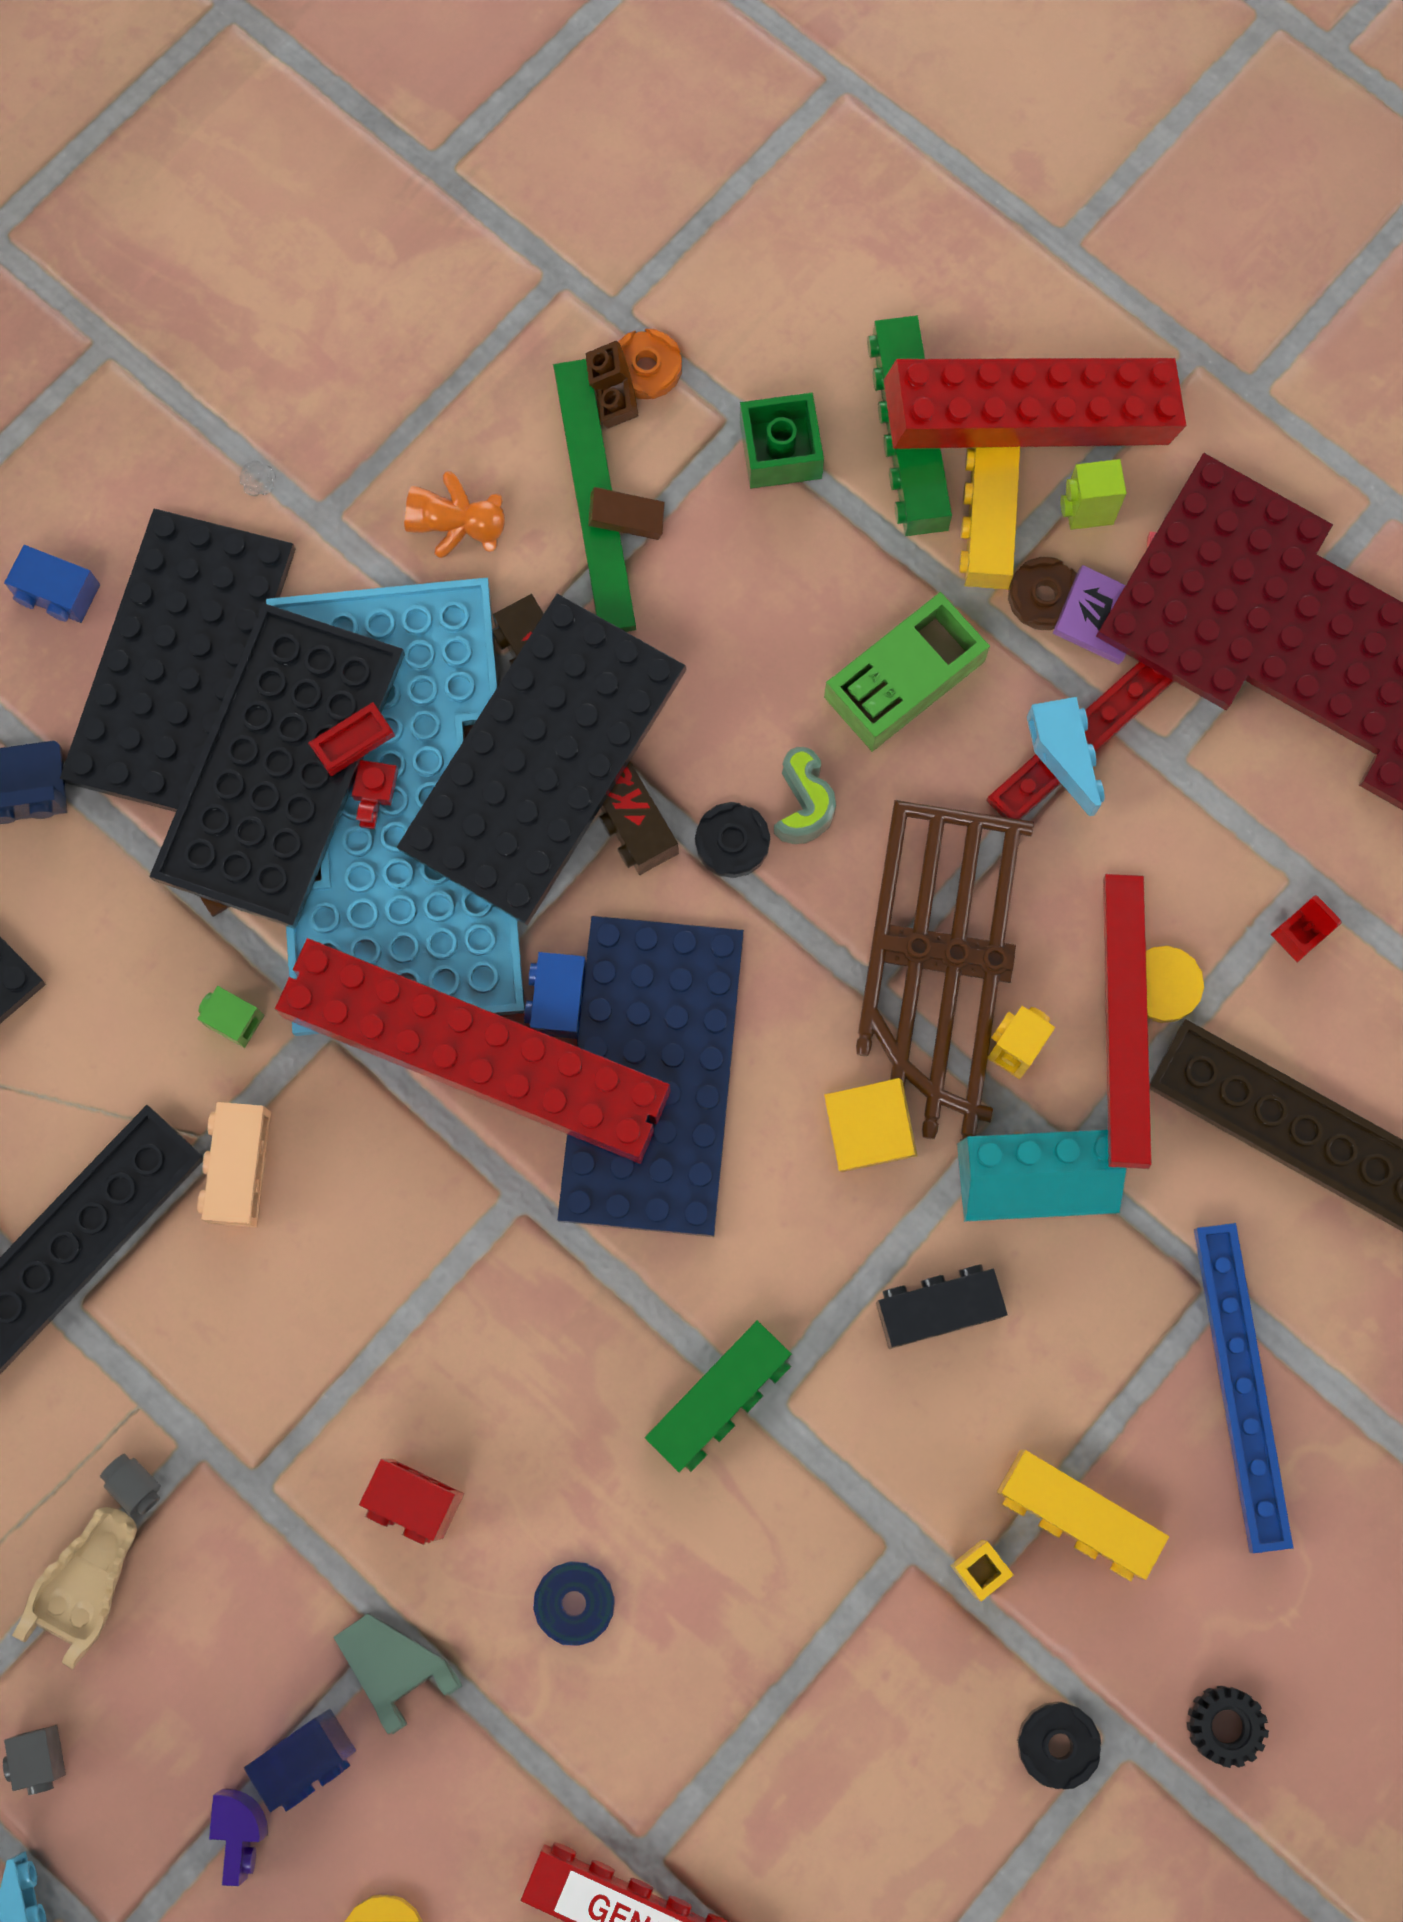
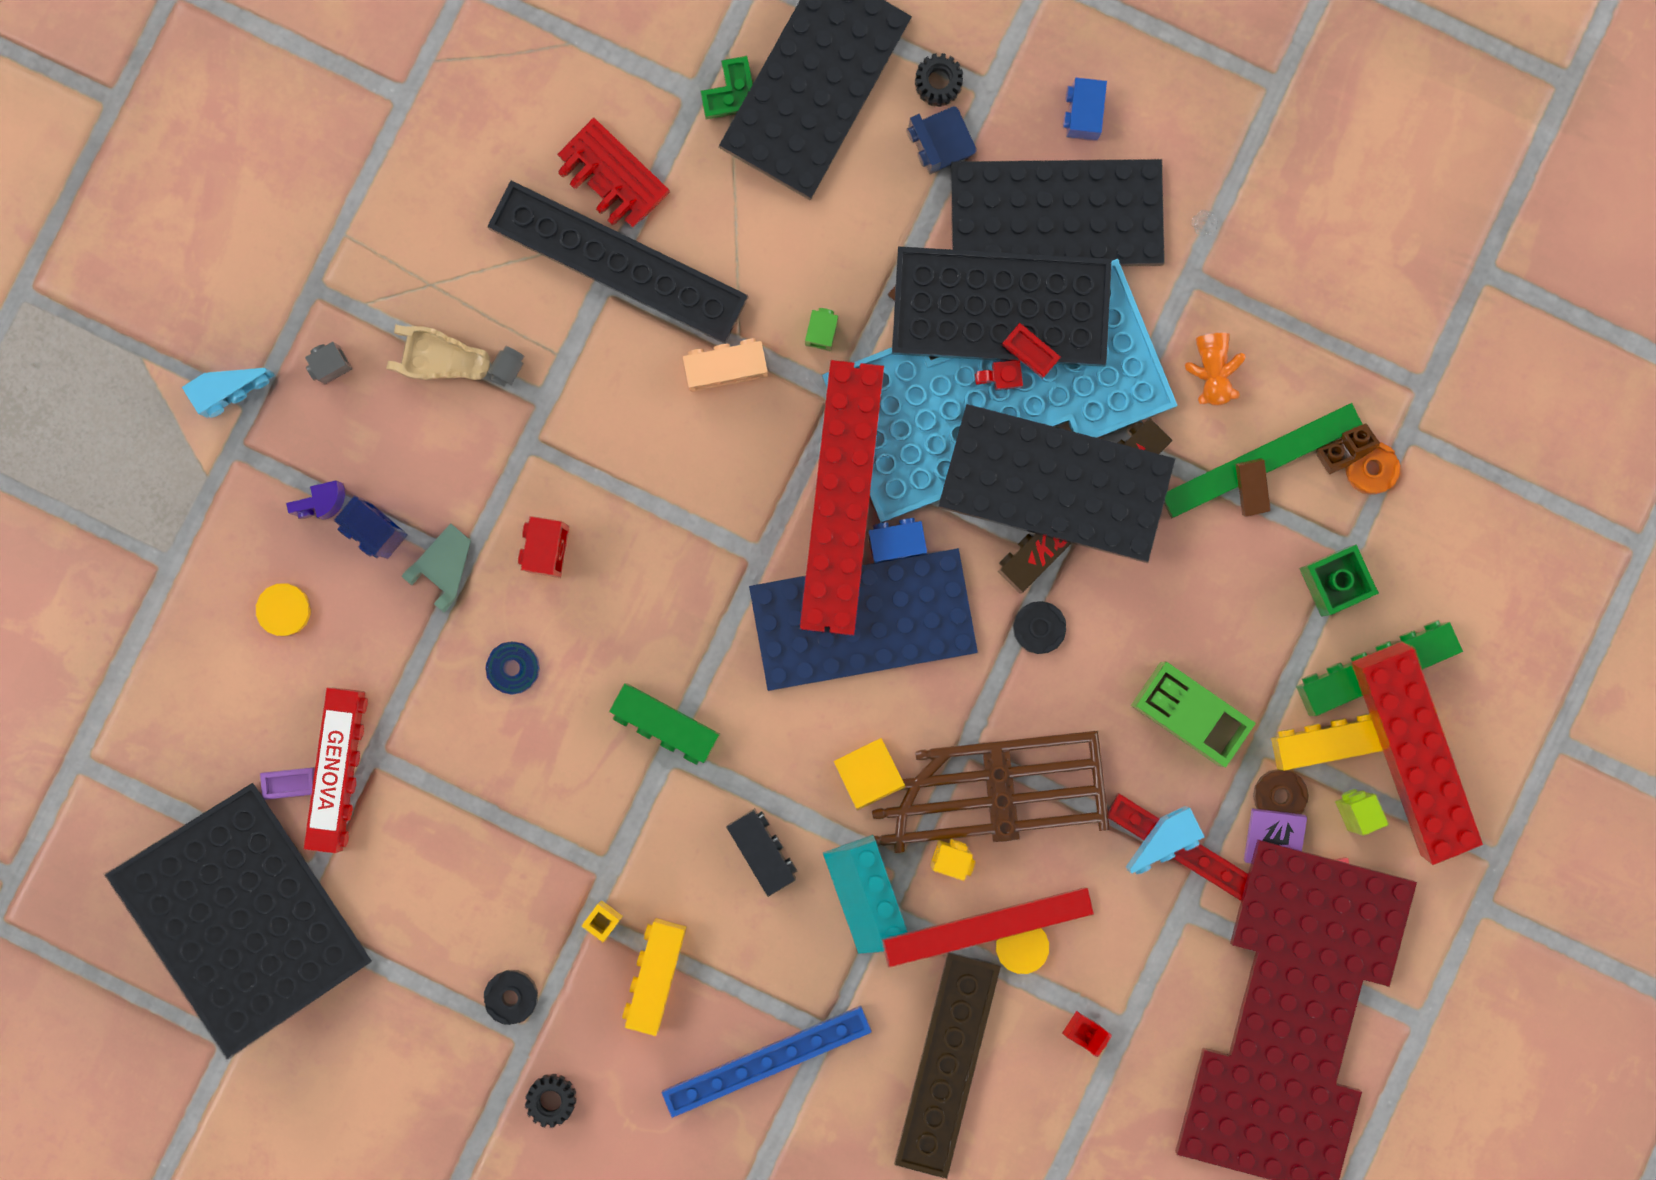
camera: 70 degrees right, 10 degrees up
(814, 795) = (1086, 673): sand green animal -> none

